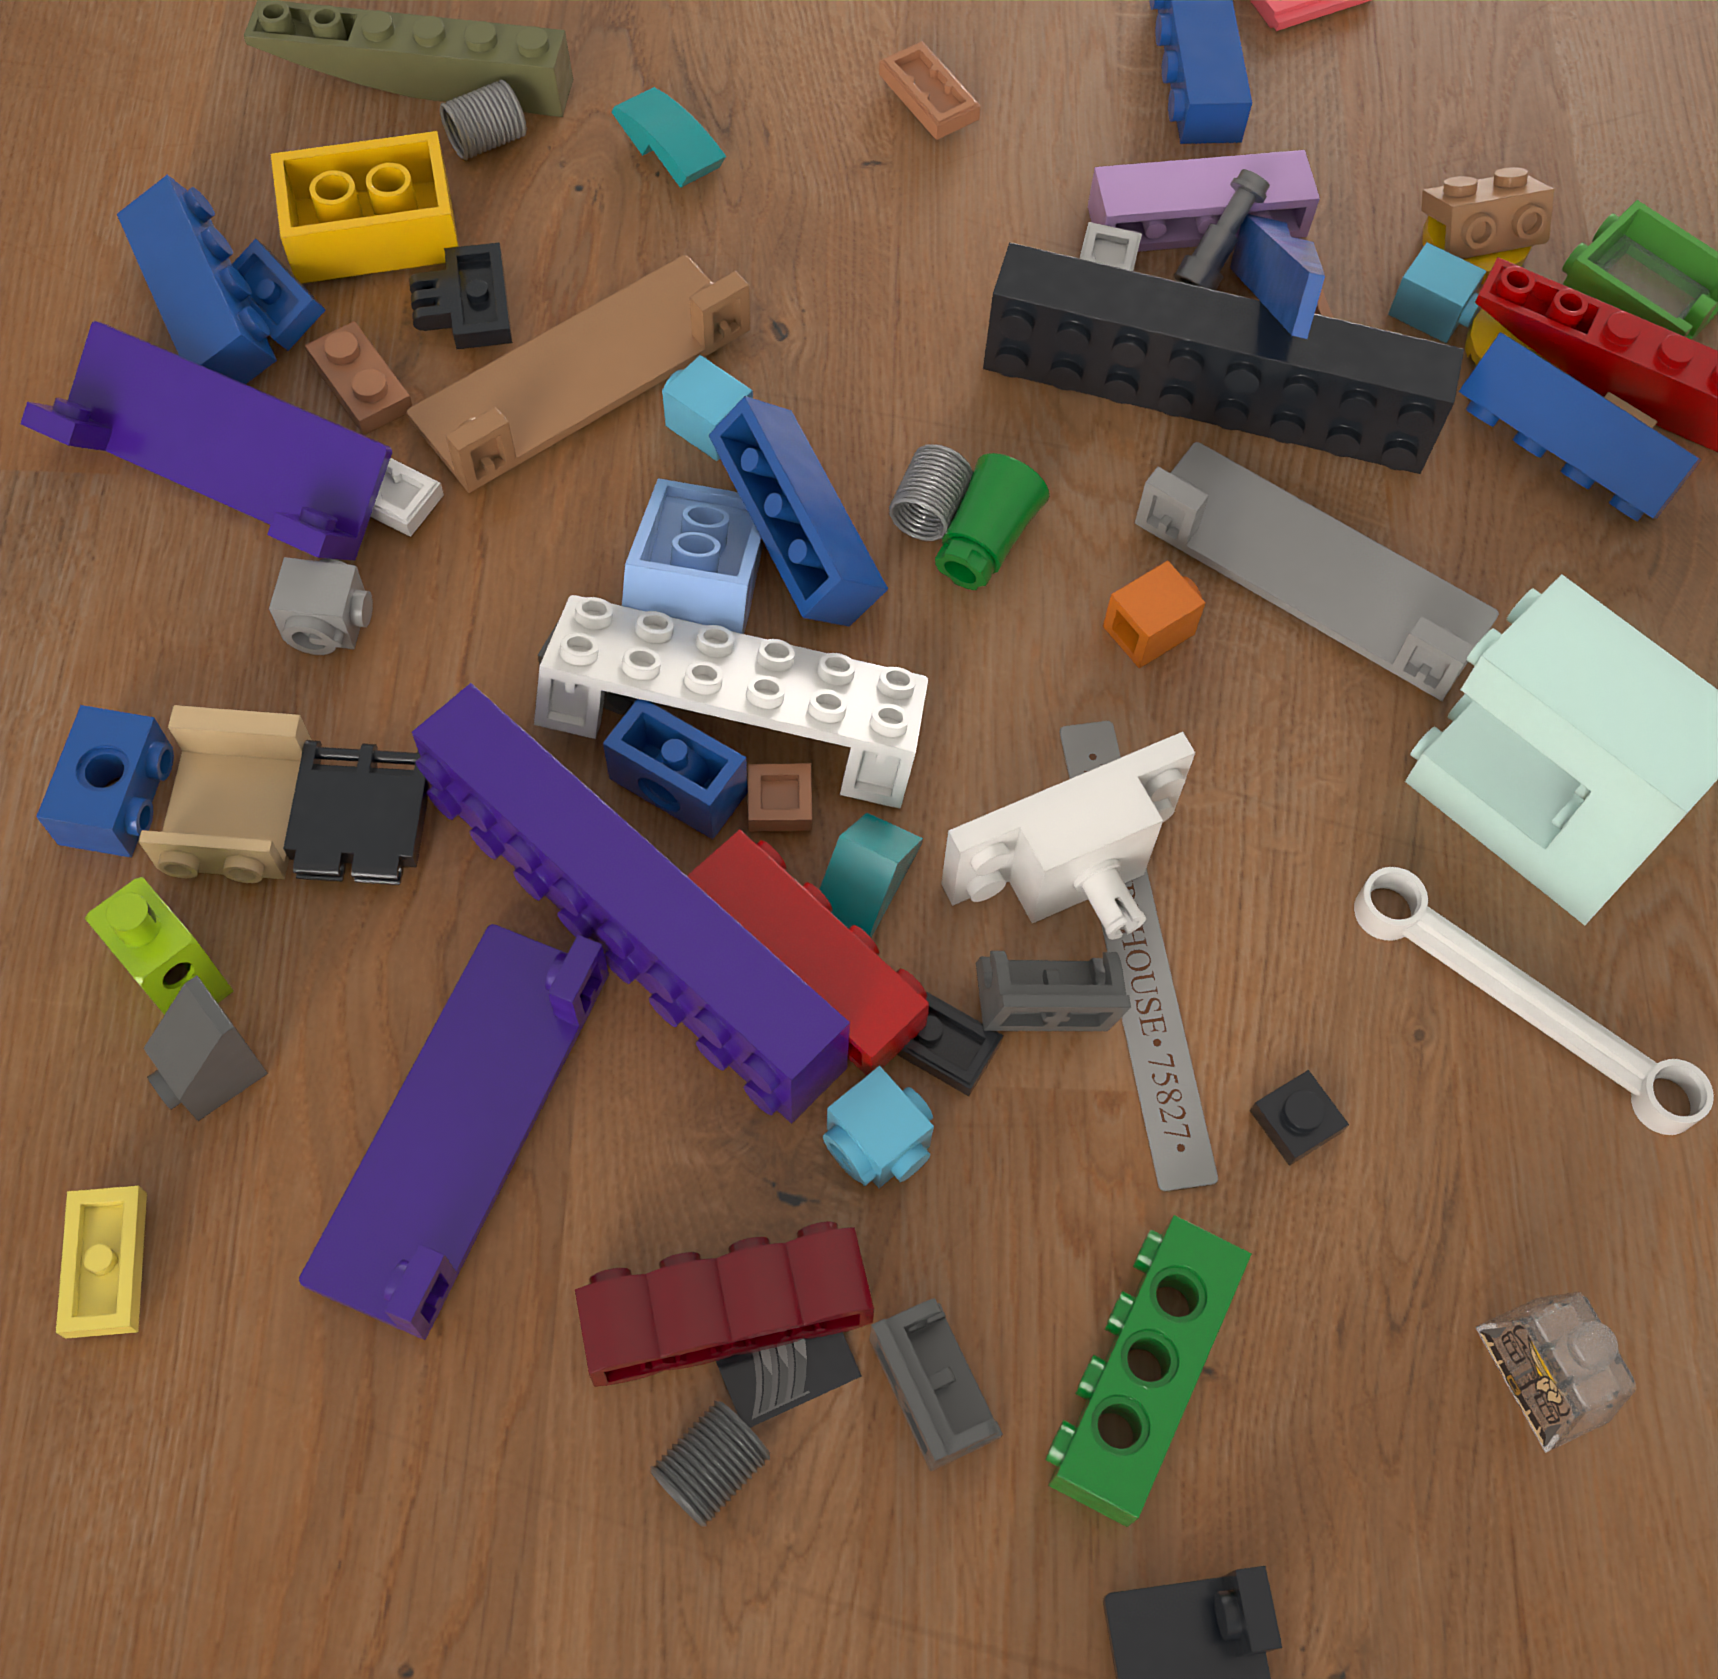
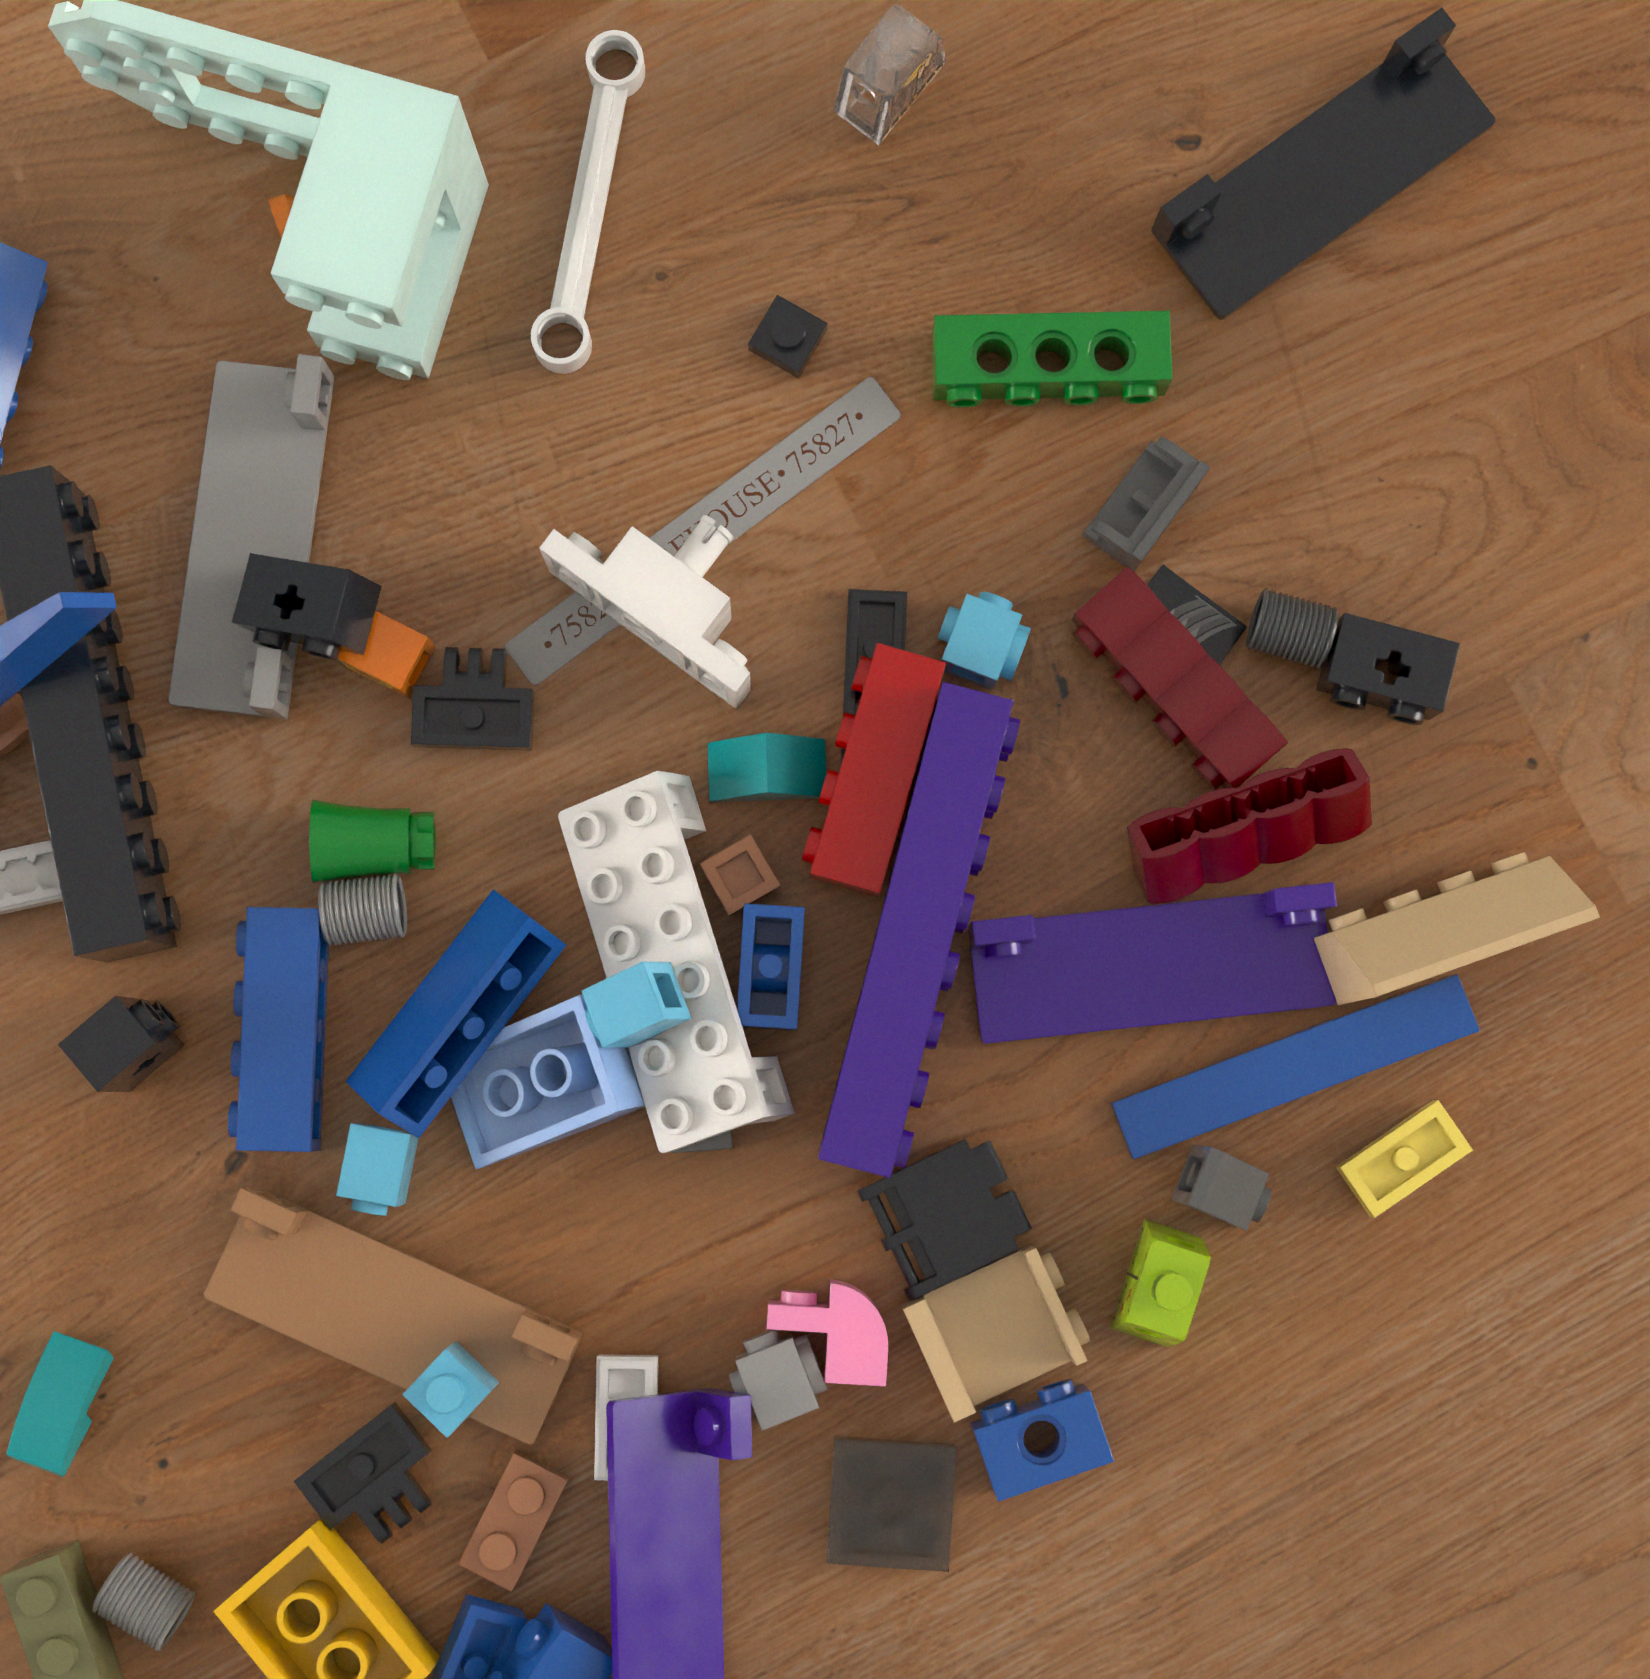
camera: 120 degrees left, 20 degrees up
(152, 640) = (891, 1503): none -> clear smoke plate
(262, 1216) = (1295, 1066): none -> blue slope
(278, 1436) = (1451, 928): none -> tan slope
(324, 681) = (853, 1328): none -> bright pink brick
(488, 359) = (450, 1388): none -> medium azure brick
(527, 1301) = (1261, 822): none -> dark red brick
(594, 1590) = (1418, 659): none -> black brick
(707, 617) = (635, 1004): none -> medium azure brick
(859, 390) = (280, 1031): none -> blue brick
(920, 270) = (123, 1043): none -> black brick
(1051, 993) = (794, 567): dark grey hinge -> none
(1067, 661) = (473, 707): none -> black hinge
(1226, 551) = (306, 605): none -> black brick

